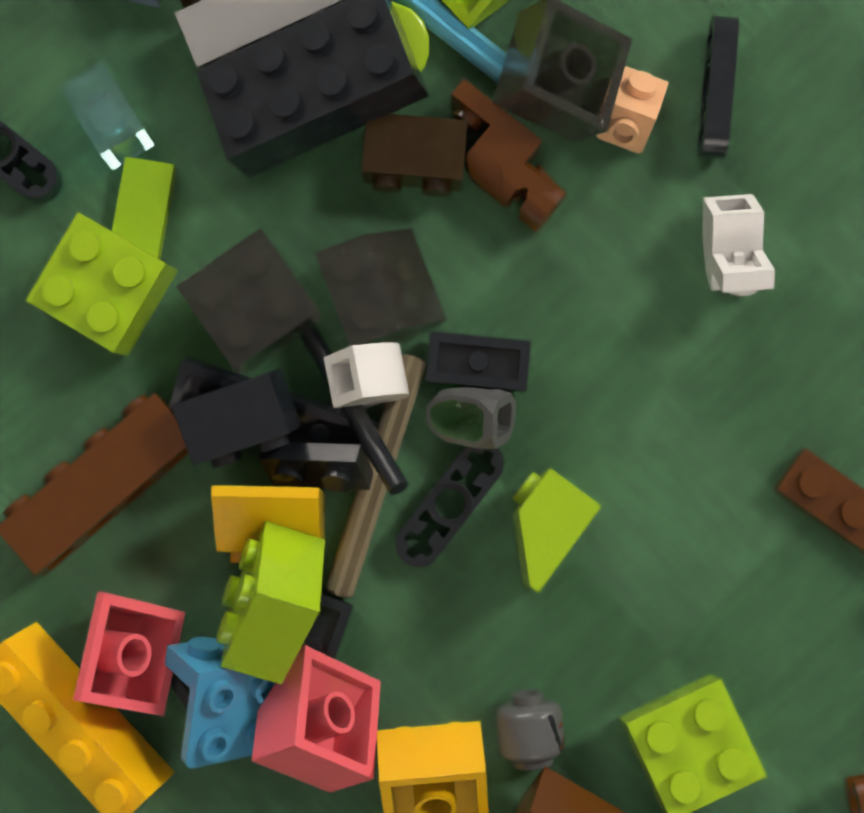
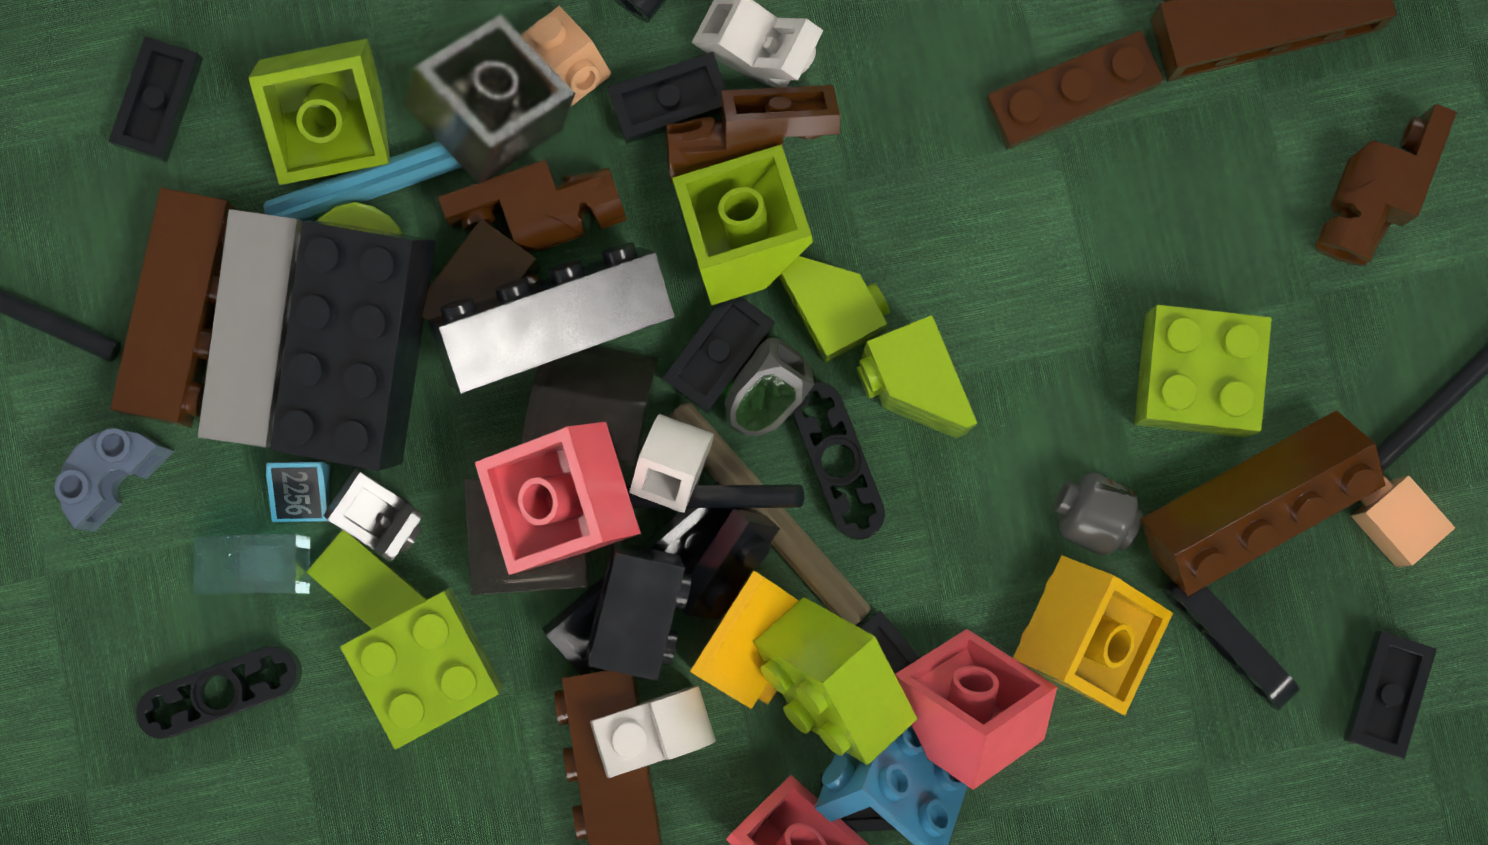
camera: 55 degrees left, 0 degrees up
(155, 488) = (653, 731): none -> white brick
(182, 115) = (298, 491): none -> slope
(196, 180) = (375, 515): none -> bracket
(286, 303) = (557, 496): none -> coral slope
(423, 217) = (550, 317): none -> brick
(567, 426) = (834, 305): none -> lime slope
(585, 317) = (743, 222): none -> lime slope
(649, 206) = (668, 97): none -> black plate
(661, 282) = (751, 123): none -> reddish brown plate

